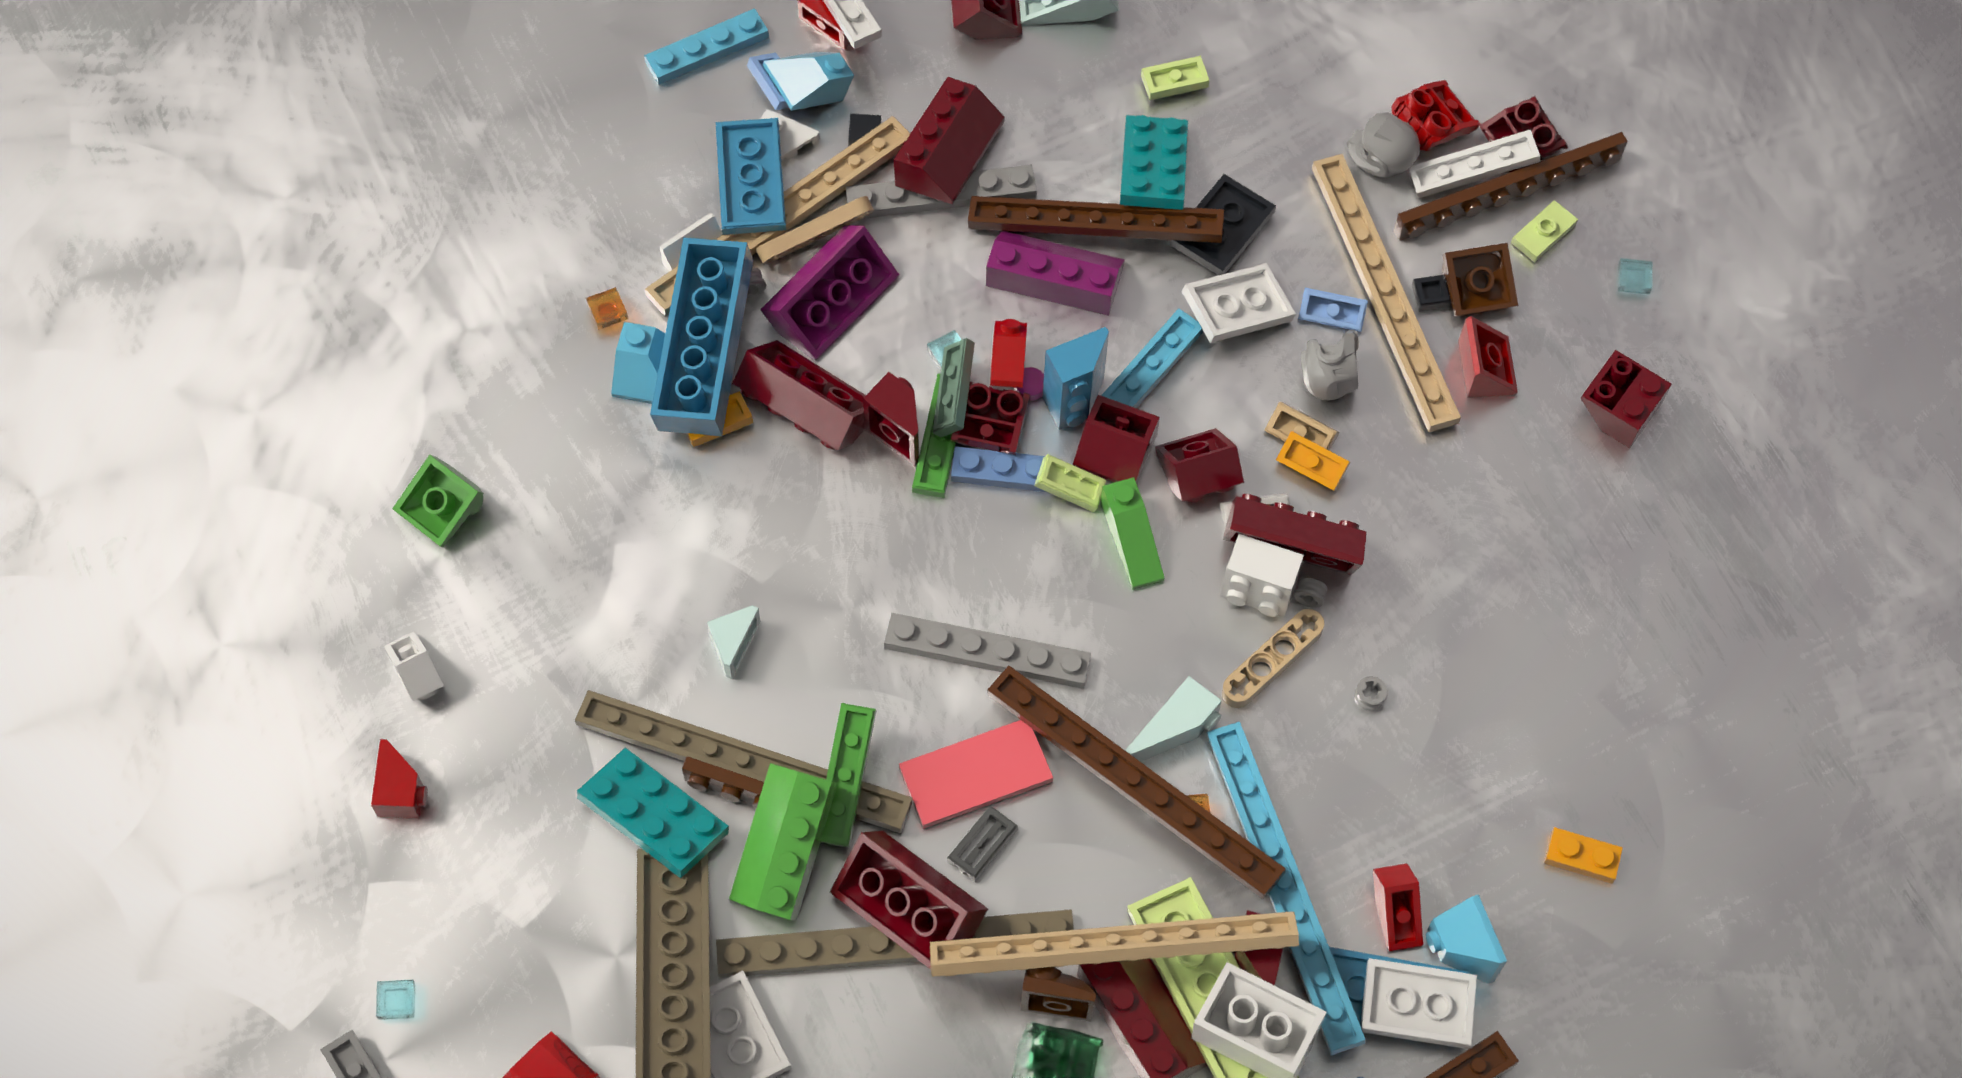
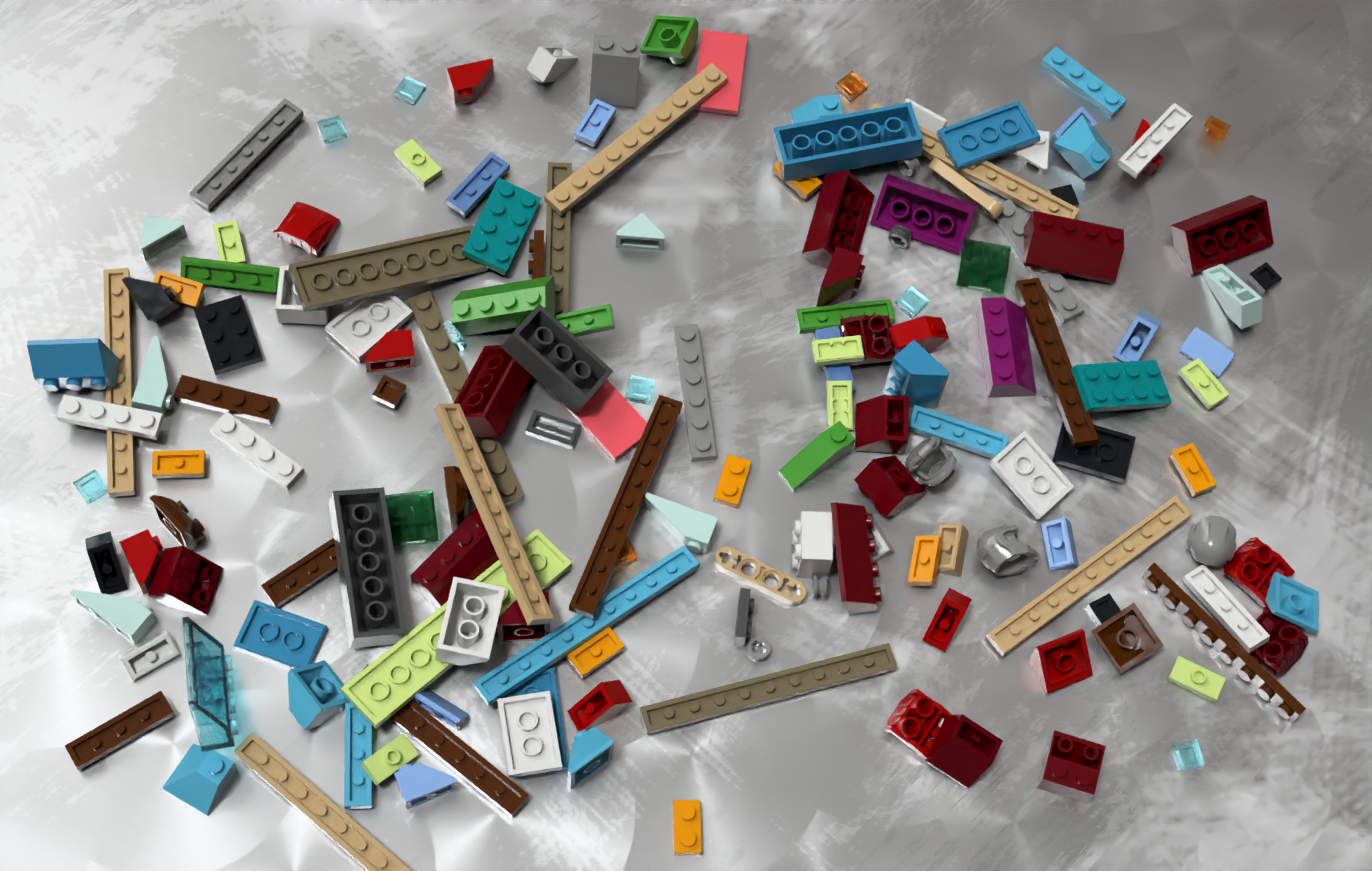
camera: 65 degrees right, 0 degrees up
(374, 872) = (409, 91): none -> clear light blue tile
(472, 585) = (615, 70): none -> light grey slope
(498, 895) = (418, 162): none -> yellowish green plate
(515, 460) = (728, 55): none -> coral tile
(532, 641) = (594, 122): none -> light blue plate
(570, 824) = (477, 184): none -> medium blue plate
(586, 596) = (635, 139): none -> tan plate
(795, 1014) = (391, 352): none -> red slope
(800, 925) = (454, 336): none -> clear light blue tile
(852, 329) = (900, 236): none -> dark grey bush
(855, 1040) = (389, 391): none -> reddish brown plate
(904, 795) = (557, 359): none -> dark grey brick
(931, 249) = (983, 266): none -> clear green slope
(953, 387) = (878, 307): sand green tile -> none
(960, 716) = (639, 389): none -> clear light blue tile
(999, 455) = (837, 350): none -> yellowish green plate
(1092, 121) = (1137, 337): none -> light blue slope
(1126, 60) = (1208, 350): none -> light blue slope
(1130, 647) = (732, 481): none -> light orange plate
(1192, 403) = (931, 462): none -> light grey helmet
(1283, 132) = (1192, 469): none -> light orange plate
(1316, 691) = (743, 627): none -> dark grey plate
(1323, 888) = (595, 652): none -> light orange plate
(1397, 462) = (947, 619): none -> red slope
(1429, 702) = (767, 688): none -> dark tan plate
(1486, 95) = (1293, 602): none -> medium azure slope
(1523, 542) = (917, 721): none -> red slope
(1575, 503) = (963, 749): none -> dark red slope

